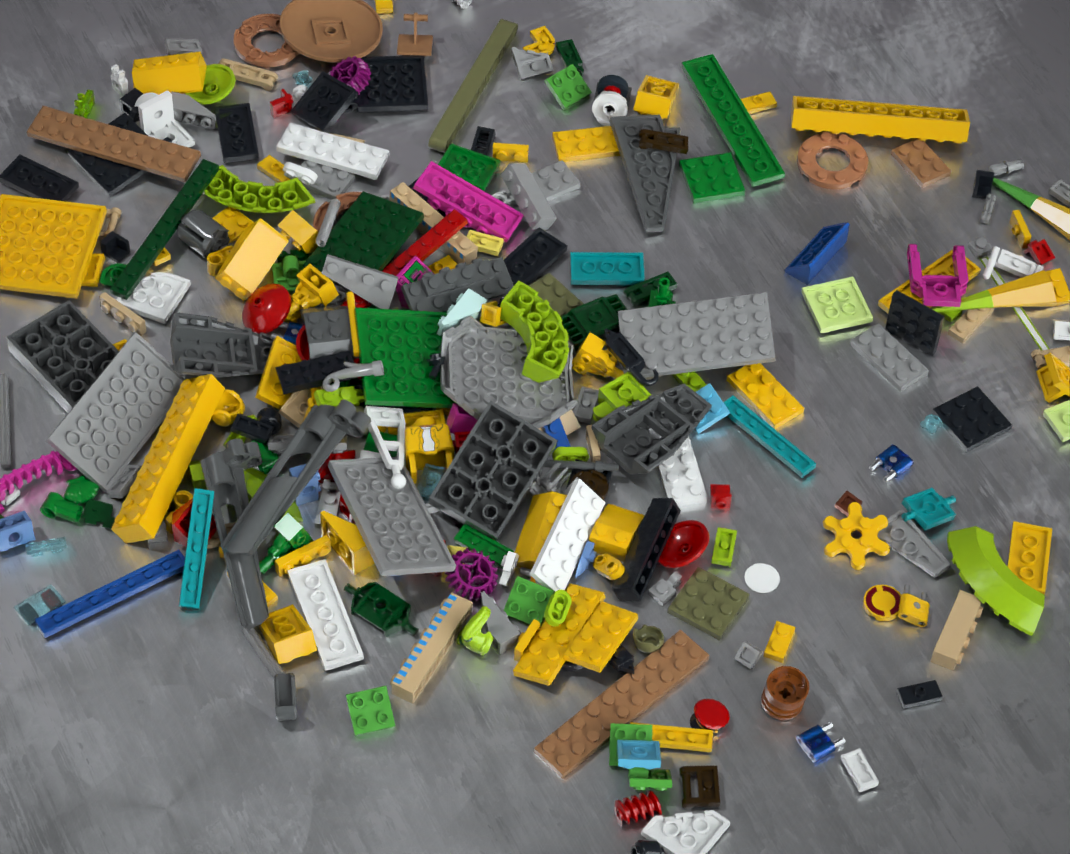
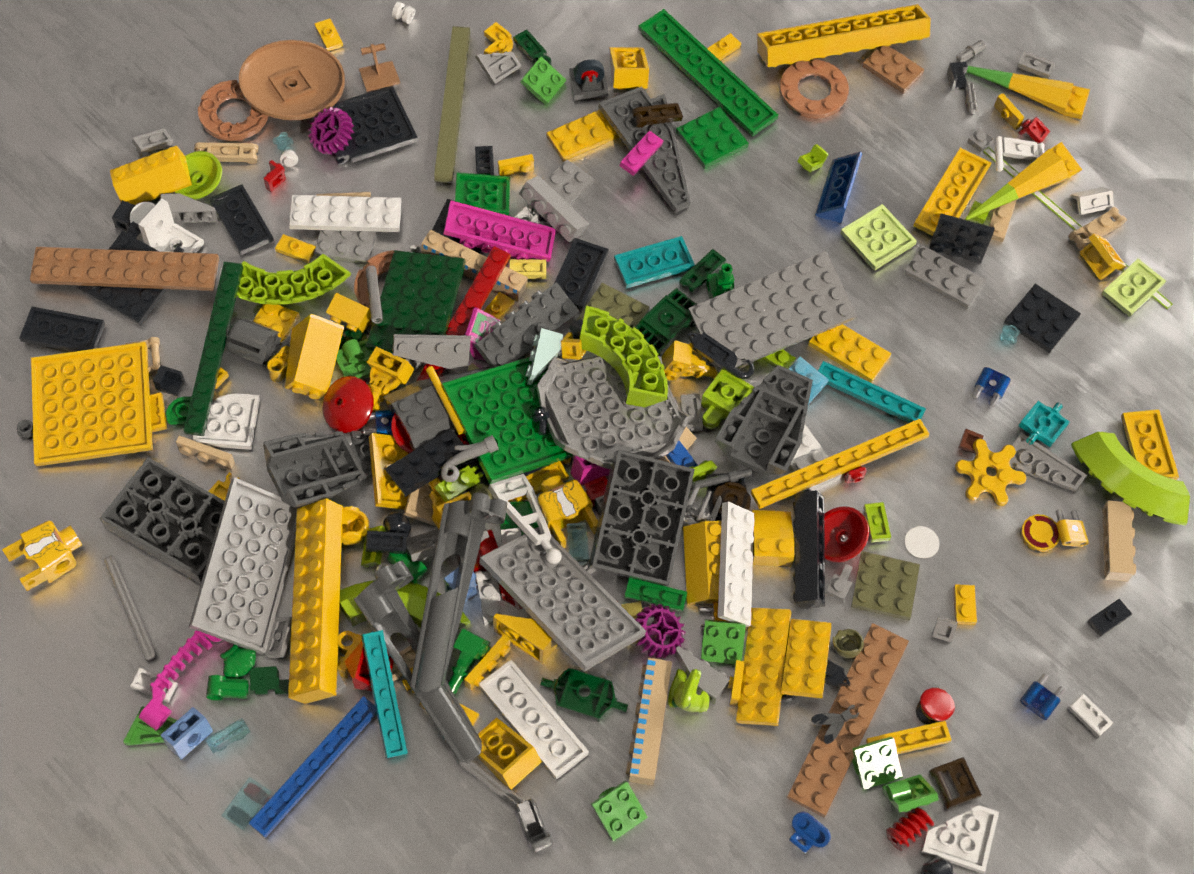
camera: 20 degrees left, 10 degrees up
(85, 104) = (77, 232): clear neon green plate -> none
(118, 80) = (102, 197): white plate -> none
(303, 174) = (330, 248): white plate -> none
(324, 102) = (318, 164): black plate -> none
(509, 563) = (689, 607): white plate -> none
(541, 783) = (809, 831): none -> blue bracket
(557, 612) = (756, 642): lime plate -> none
(587, 556) = (758, 574): medium blue plate -> none
(593, 445) = (715, 454): tan plate -> none
(605, 99) = (592, 84): white plate -> none
(605, 698) = (836, 722): none -> dark grey piece
(608, 566) = (781, 578): yellow plate -> none
(632, 170) = (641, 153): none -> dark pink plate
(638, 754) = (895, 775): medium azure plate -> none
(708, 484) = (839, 463): none -> yellow plate
(785, 693) = (1005, 660): dark orange wheel -> none
(802, 221) = (813, 159): none -> lime bracket
(938, 289) = (968, 197): dark pink plate -> none

